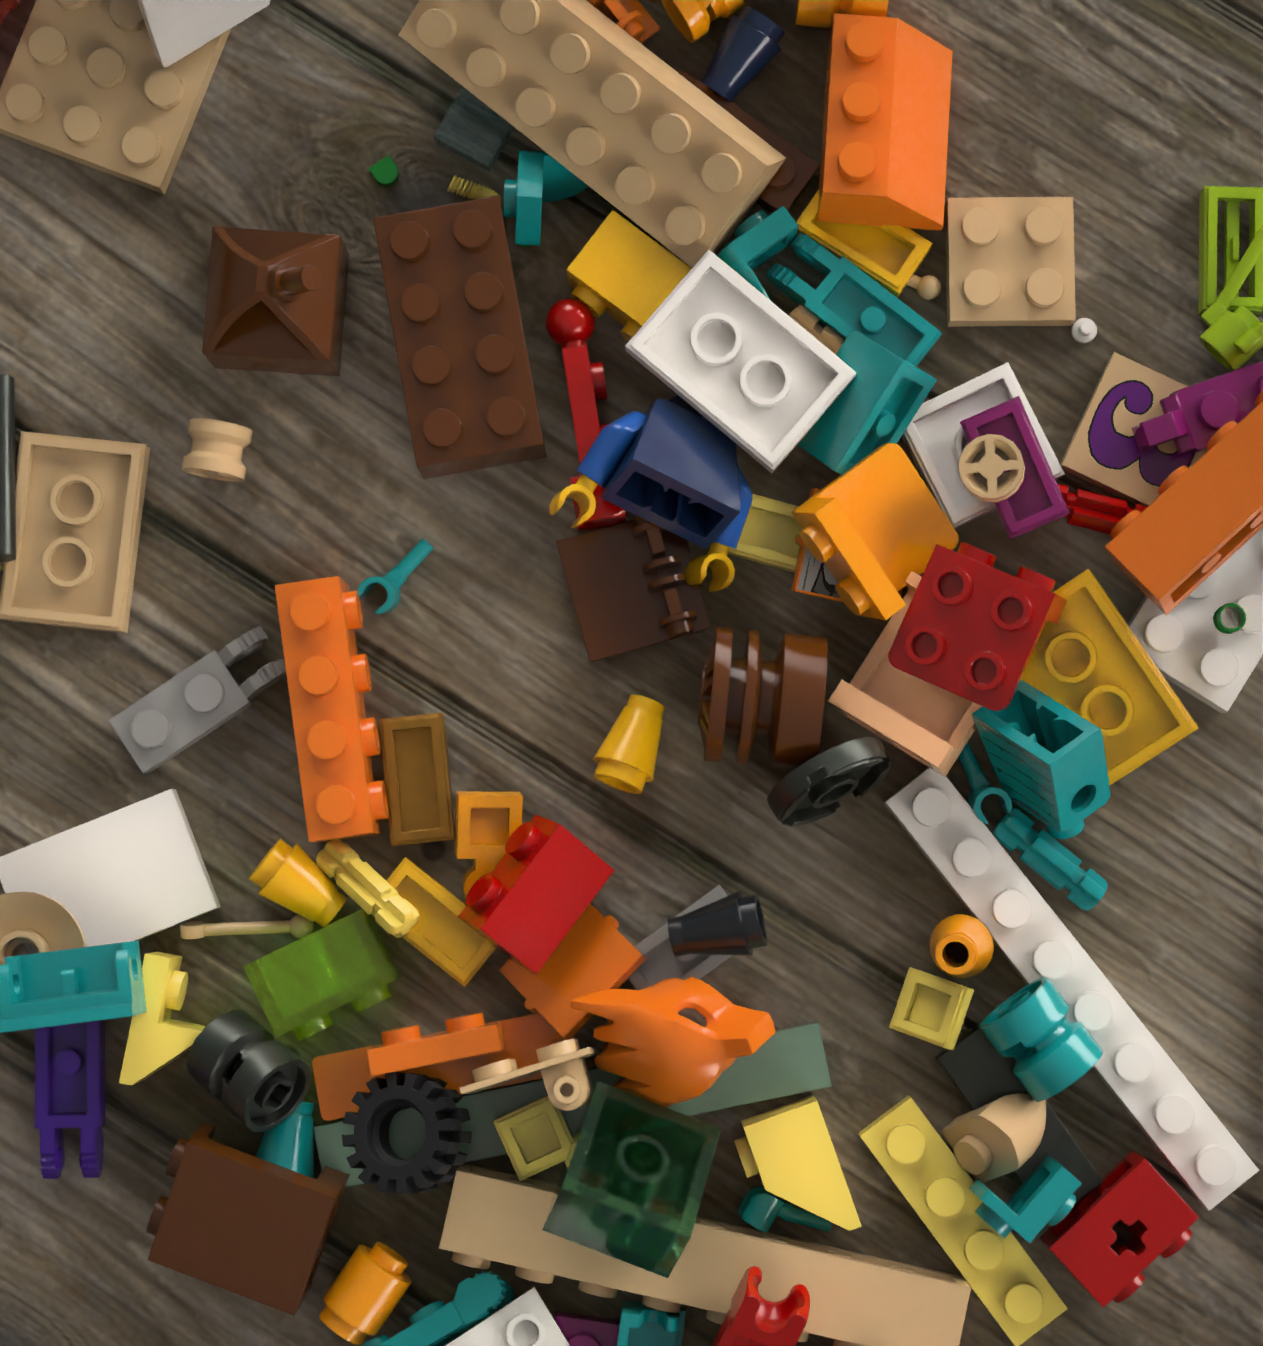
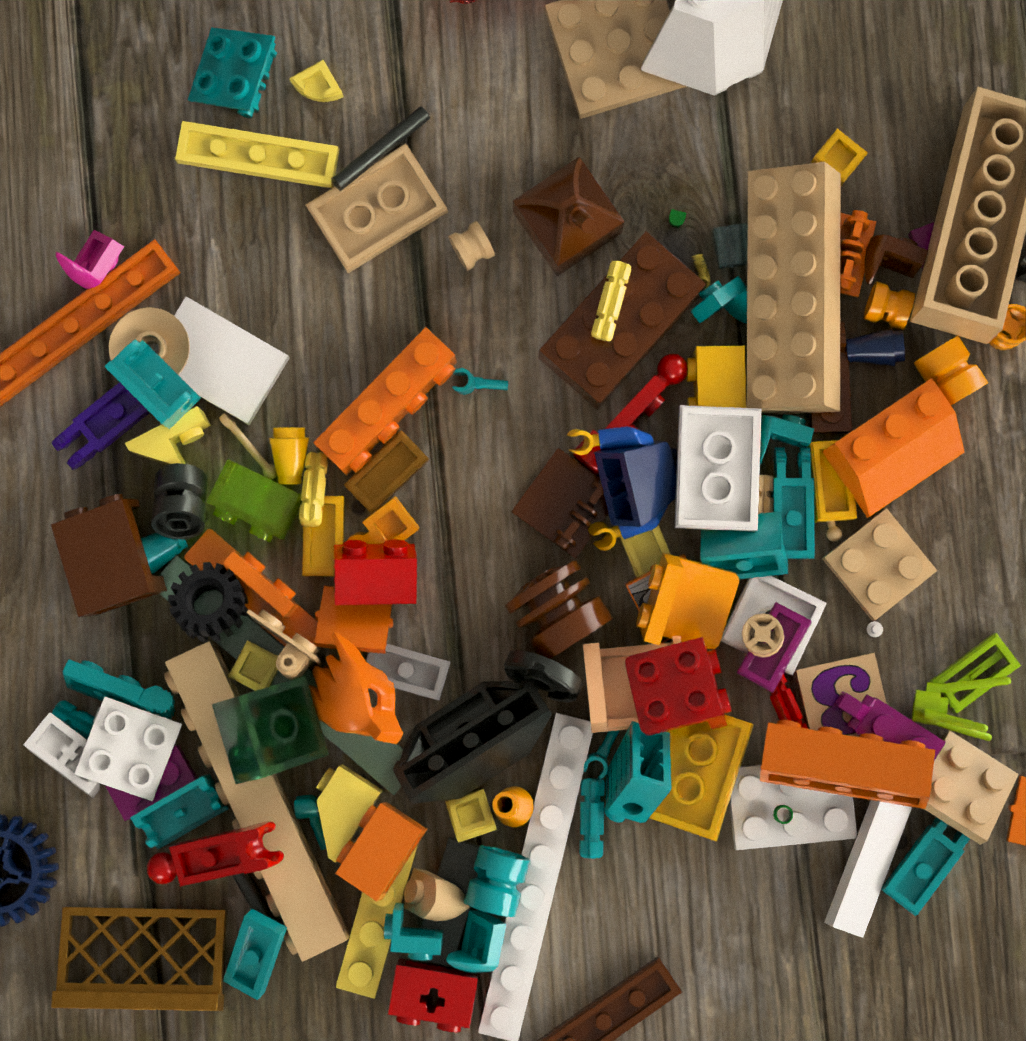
camera: 50 degrees right, 0 degrees up
(193, 703) = (338, 333): light grey hinge -> none
(365, 1292) = (116, 643): light orange brick -> none
(427, 327) = (611, 300): none -> light yellow axle
(631, 747) = (485, 564): yellow cone -> none
(720, 928) = (428, 678): black cone -> none
(839, 934) = (471, 740): none -> pearl dark grey wedge
(891, 1158) = (380, 850): none -> orange brick
(1102, 1122) = (480, 944): none -> teal plate

